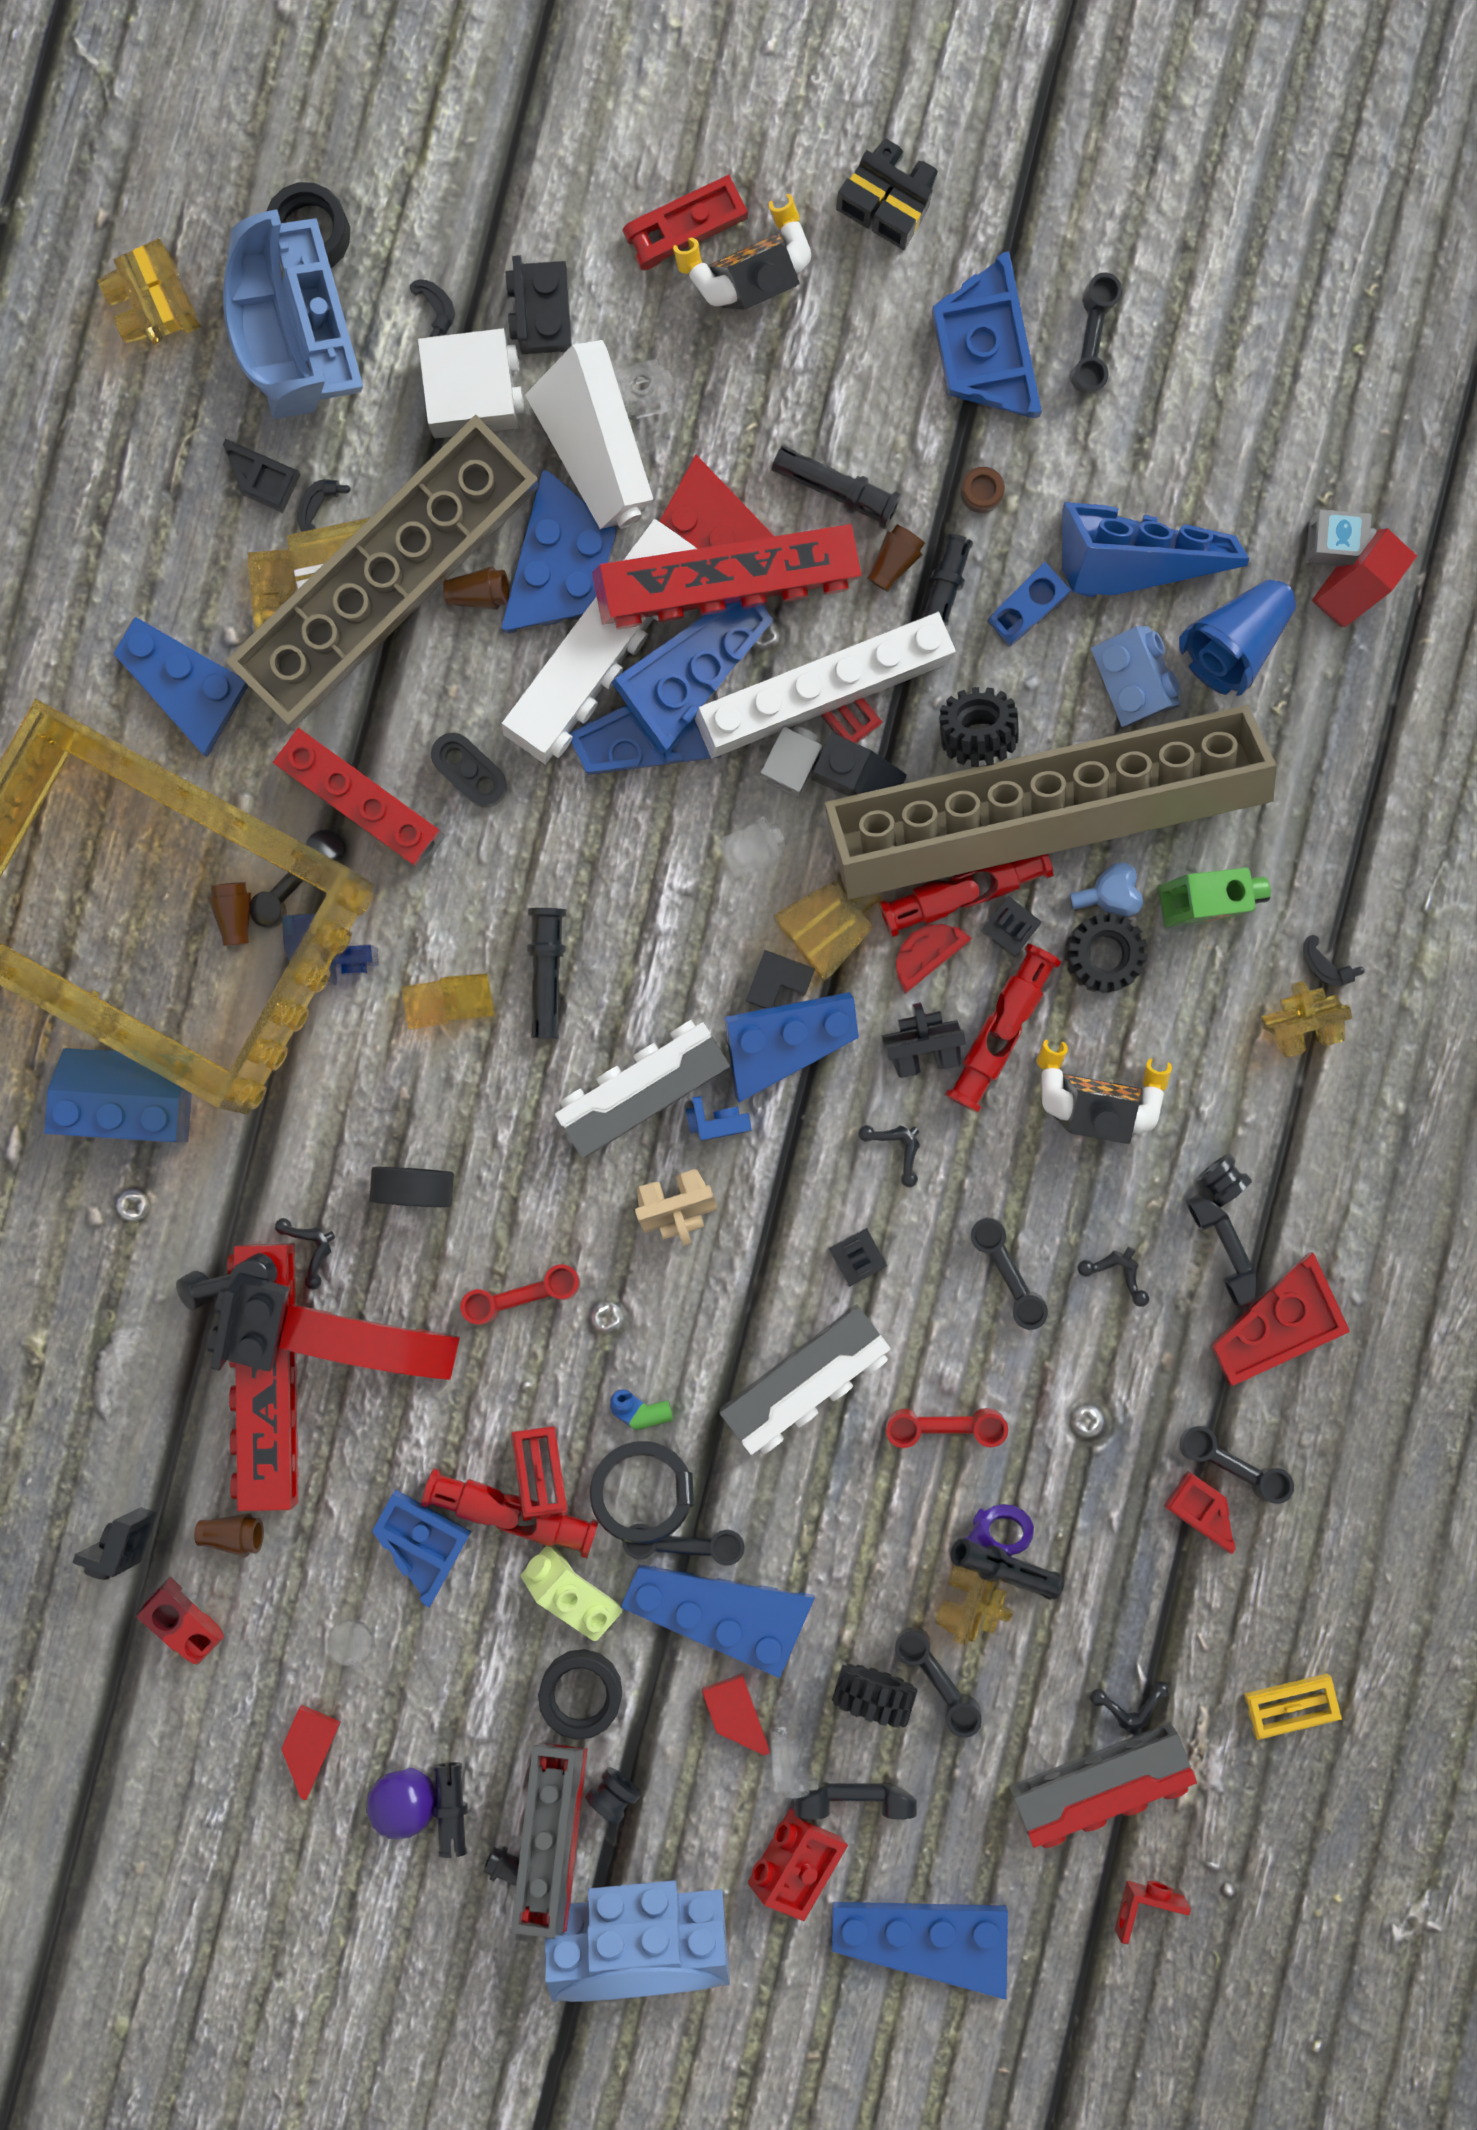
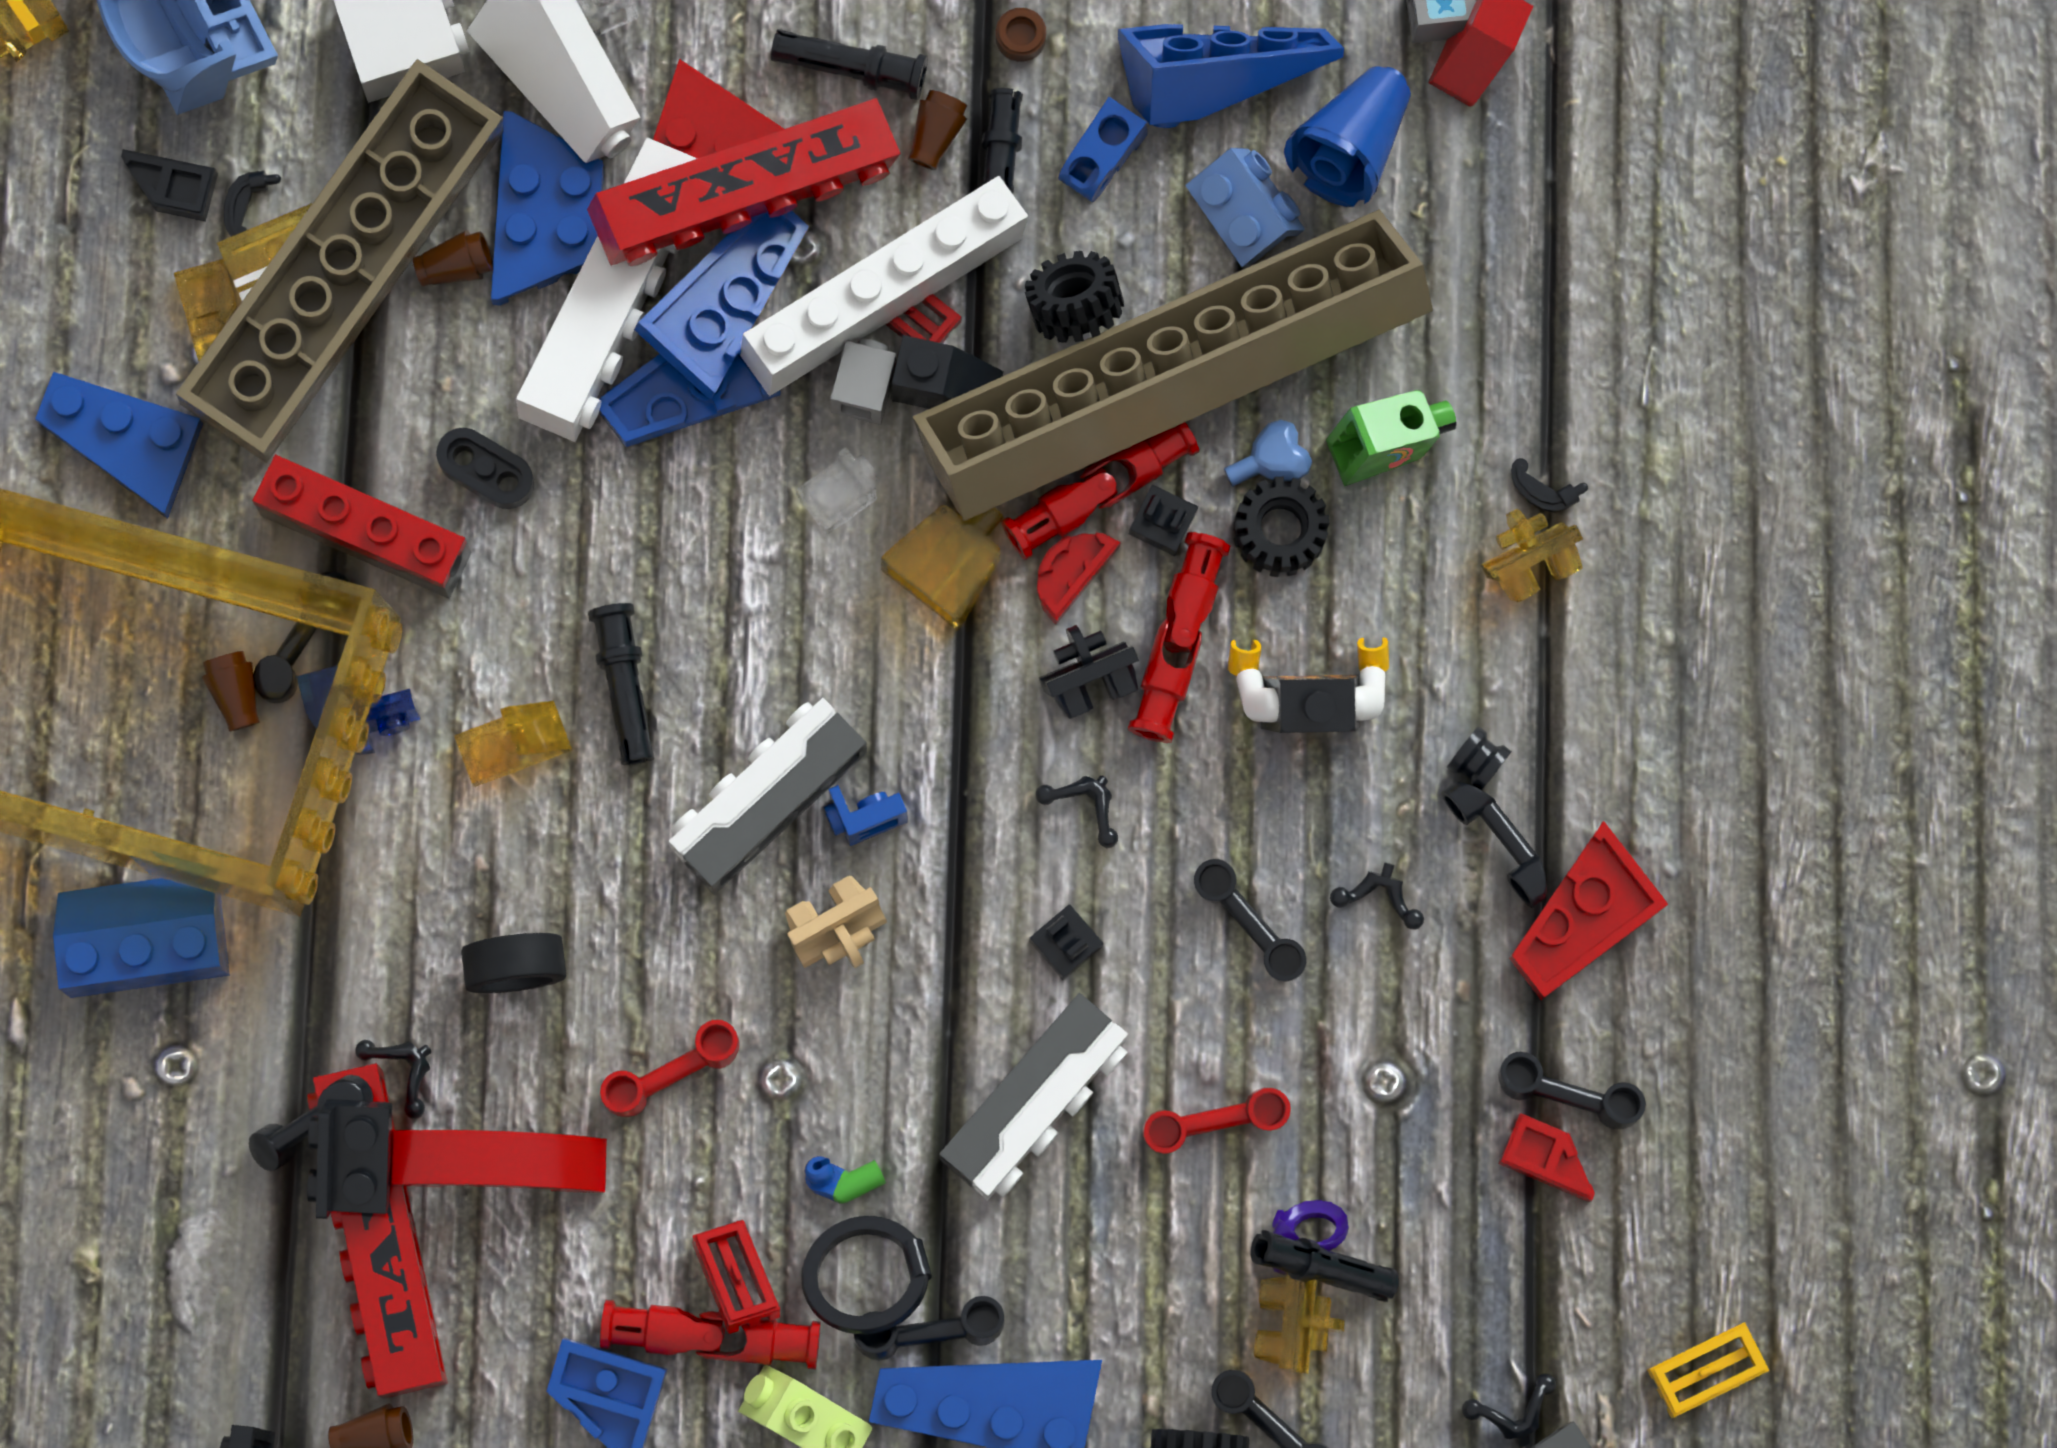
camera: 15 degrees left, 10 degrees down
(776, 972) = (901, 627): black piece -> none
(786, 1038) = (925, 702): blue wing -> none

